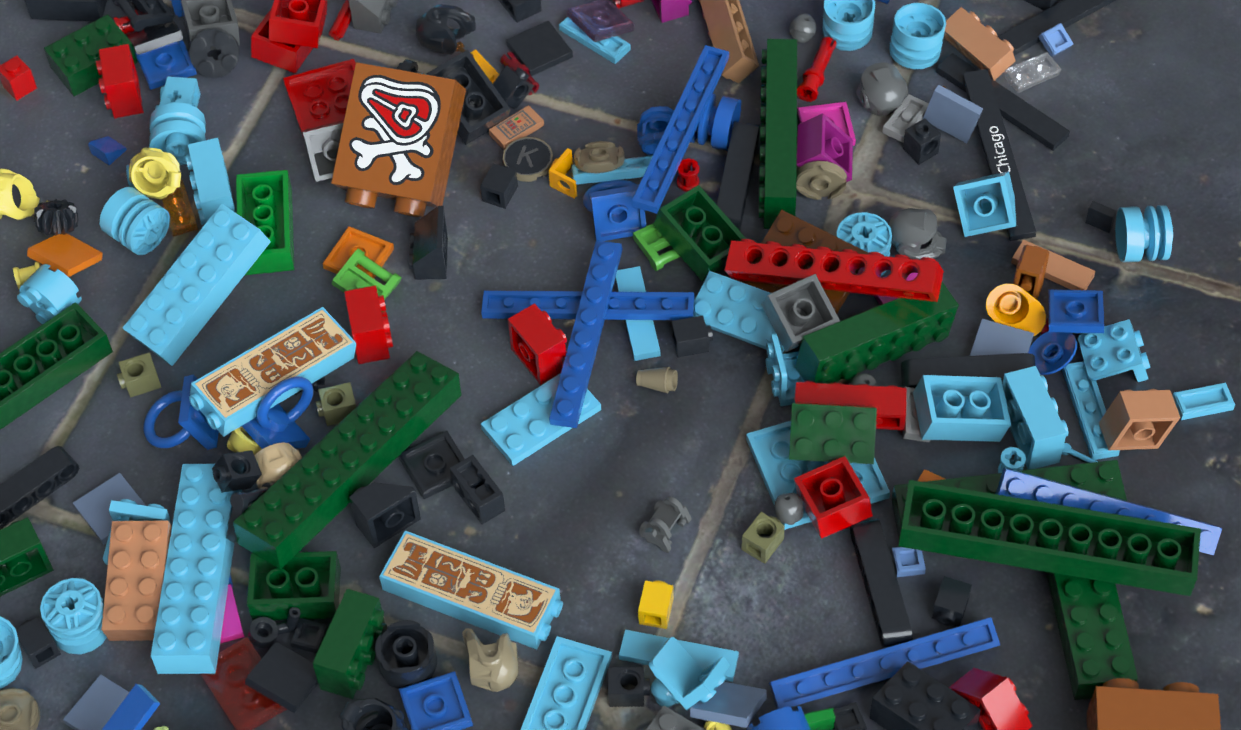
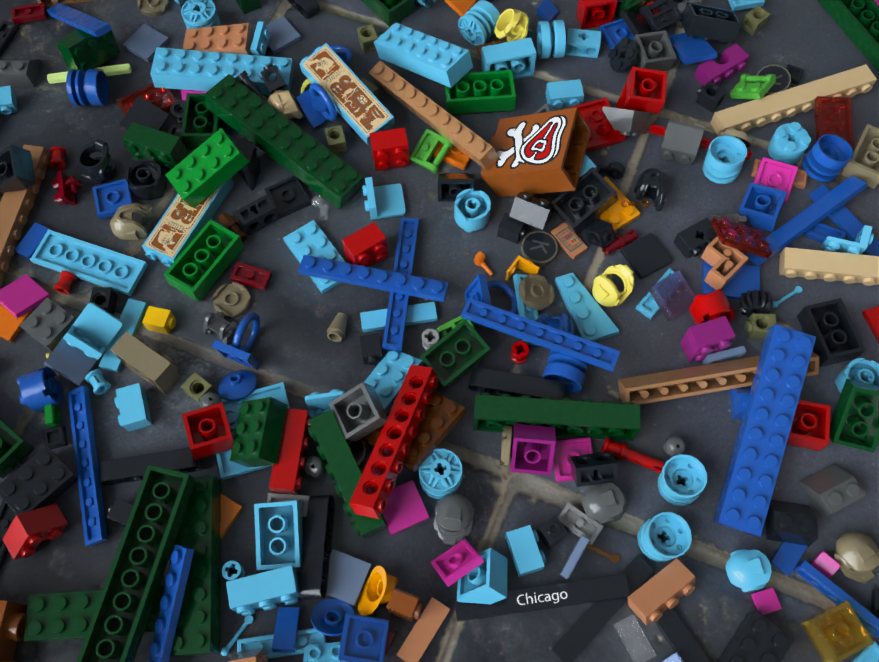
camera: 90 degrees right, 10 degrees up
(273, 126) = (564, 93): none -> medium azure brick
(313, 266) = (434, 116): none -> medium nougat brick
(334, 49) = (627, 121): none -> dark grey slope
(411, 537) = (207, 168): none -> green brick
(449, 336) = (383, 200): none -> medium azure bracket
(456, 414) = (319, 201): none -> clear arm
(472, 226) = (472, 210): none -> medium azure brick
(480, 153) = (532, 210): none -> slope
(492, 529) = (233, 226): none -> reddish brown axle
(547, 224) = (479, 261): none -> orange hand
(557, 550) = (204, 260): none -> green brick
(577, 494) = (251, 276): none -> dark red plate
(601, 79) = (605, 290): none -> light yellow helmet
(615, 520) = (231, 300): none -> dark tan tile
(616, 114) = (584, 311): none -> medium azure wing
(670, 270) = (429, 334): none -> light grey bush
(708, 484) = (239, 352): none -> blue tile
(731, 598) = (147, 362): none -> dark tan brick
(759, 671) = (94, 382): none -> medium azure bush
(760, 498) = (237, 385): none -> blue dish
(796, 617) = (133, 407): none -> medium azure brick
(843, 94) = (594, 468): none -> black brick
(945, 168) = (524, 550): none -> medium azure brick
(971, 226) = (457, 562): none -> dark pink tile
(1077, 397) = (286, 629): none -> blue tile

